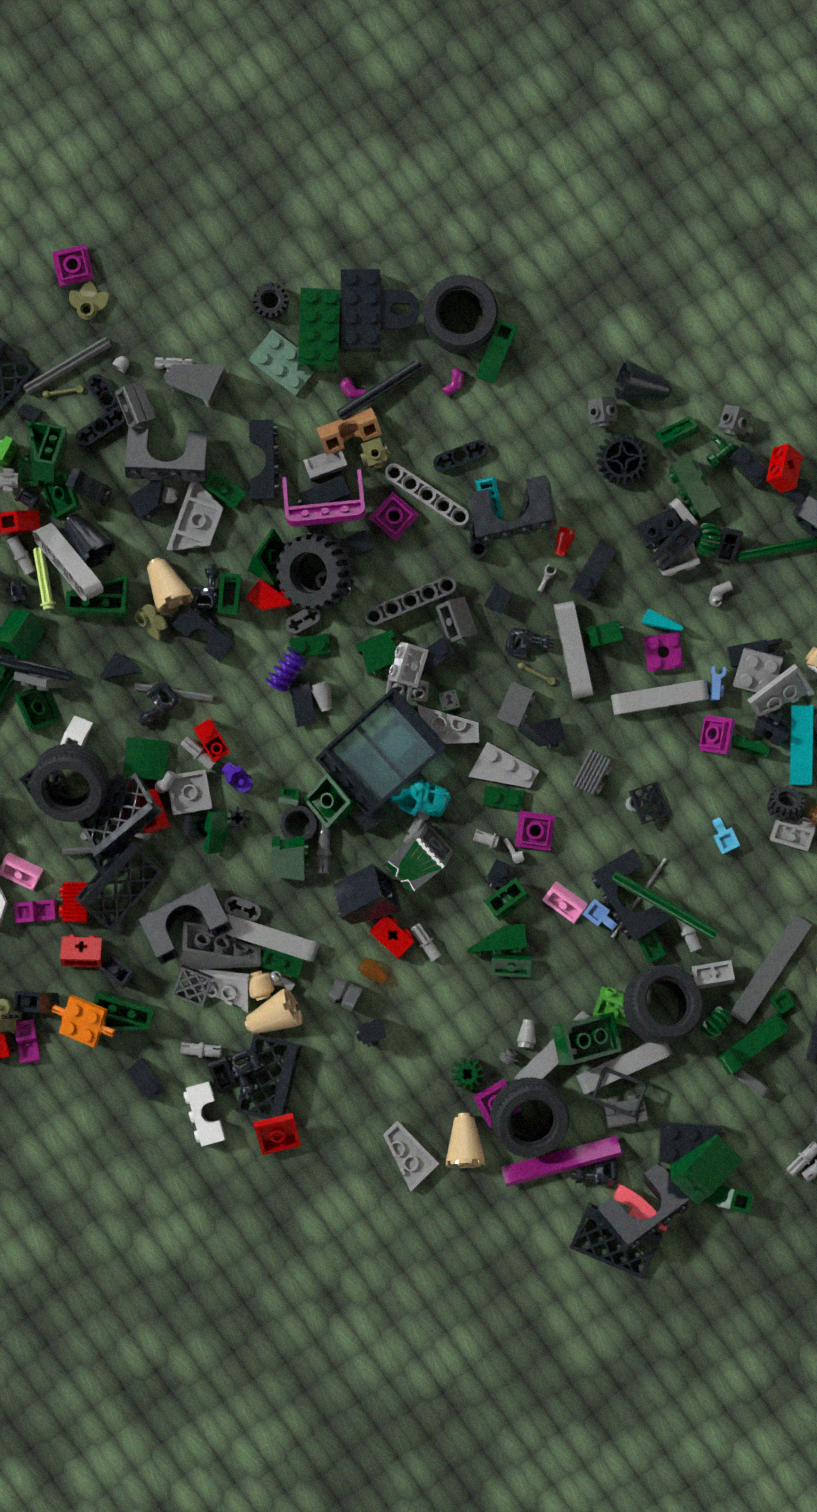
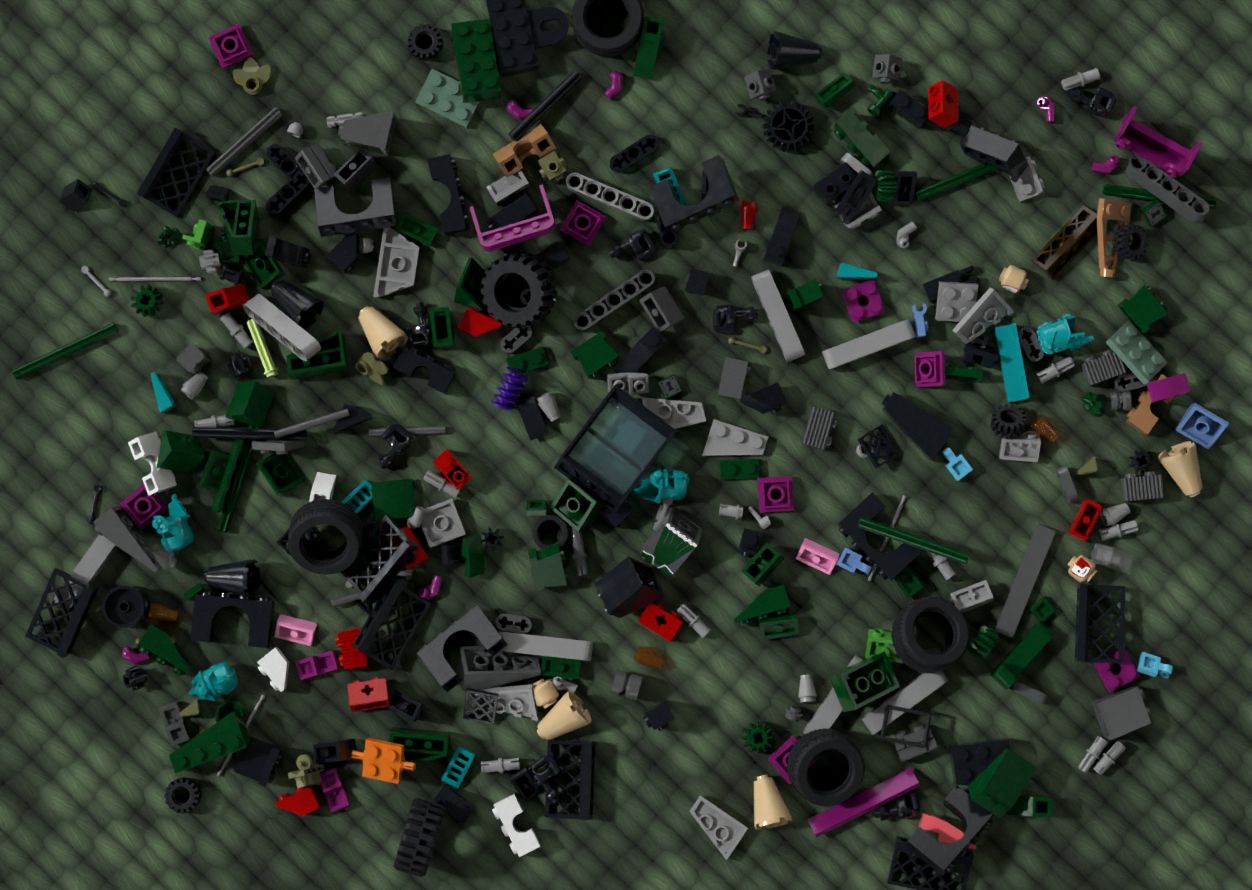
camera: 10 degrees left, 0 degrees up
(78, 665) = (311, 423): none -> dark grey bar
(104, 1105) = (419, 837): none -> black tyre
(122, 740) = (367, 486): none -> teal slope
(163, 1026) = (468, 754): none -> teal slope
(167, 858) = (432, 590): none -> magenta arm
(174, 417) = (356, 170): none -> black brick
(237, 778) = (484, 500): dark purple hips -> none
(277, 1133) = (589, 830): red plate -> none
(408, 664) = (624, 360): light grey bracket -> none
(441, 546) = (633, 242): none -> black piece
(585, 437) = (748, 112): none -> black hand
(693, 789) = (918, 425): none -> black slope

